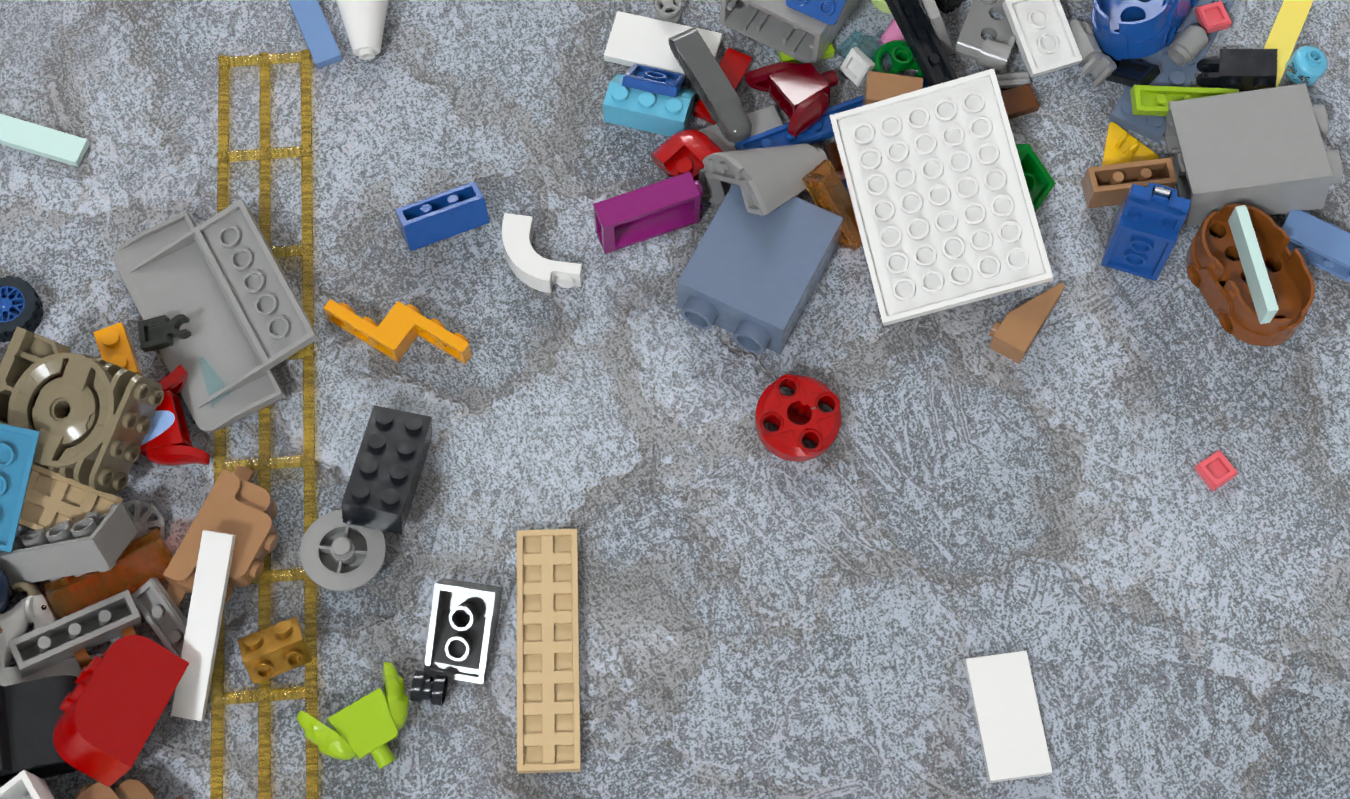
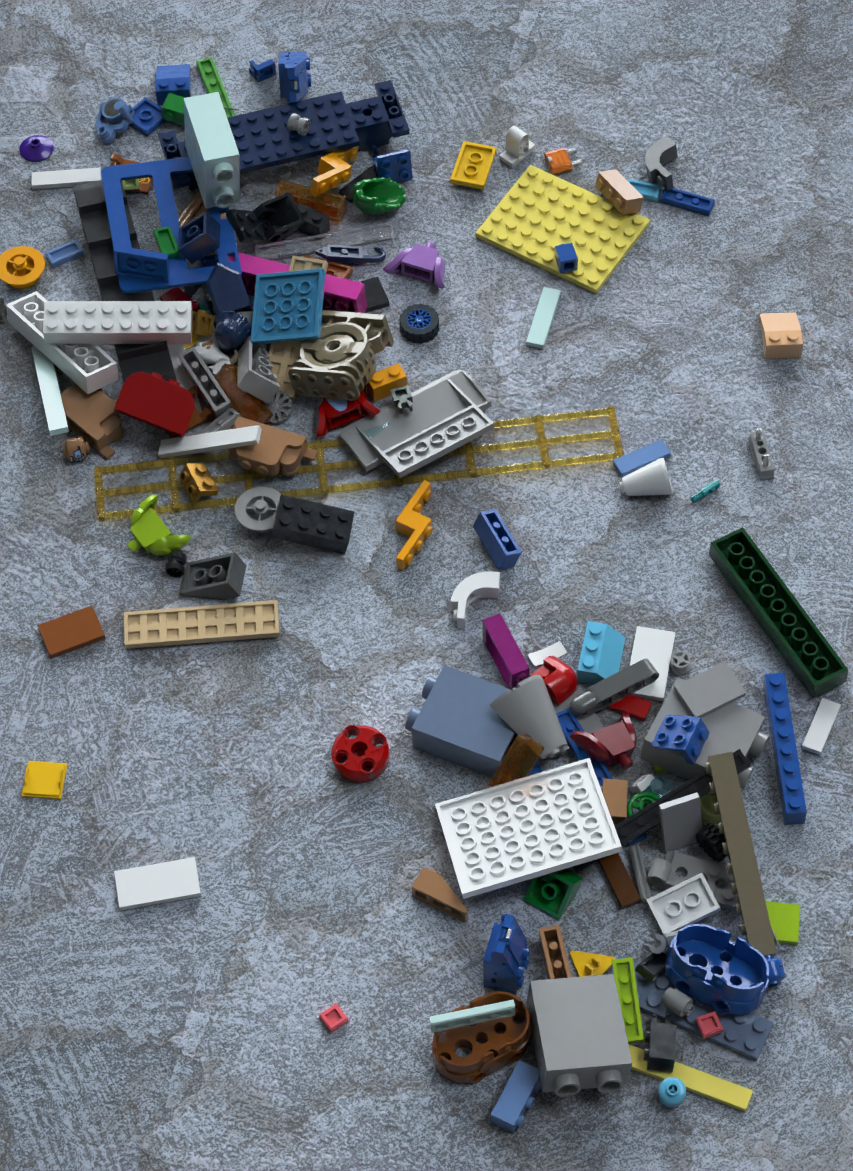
camera: 90 degrees right, 10 degrees down
(634, 169) = (554, 650): none -> white sticker
(654, 80) = (613, 652): blue tile -> none

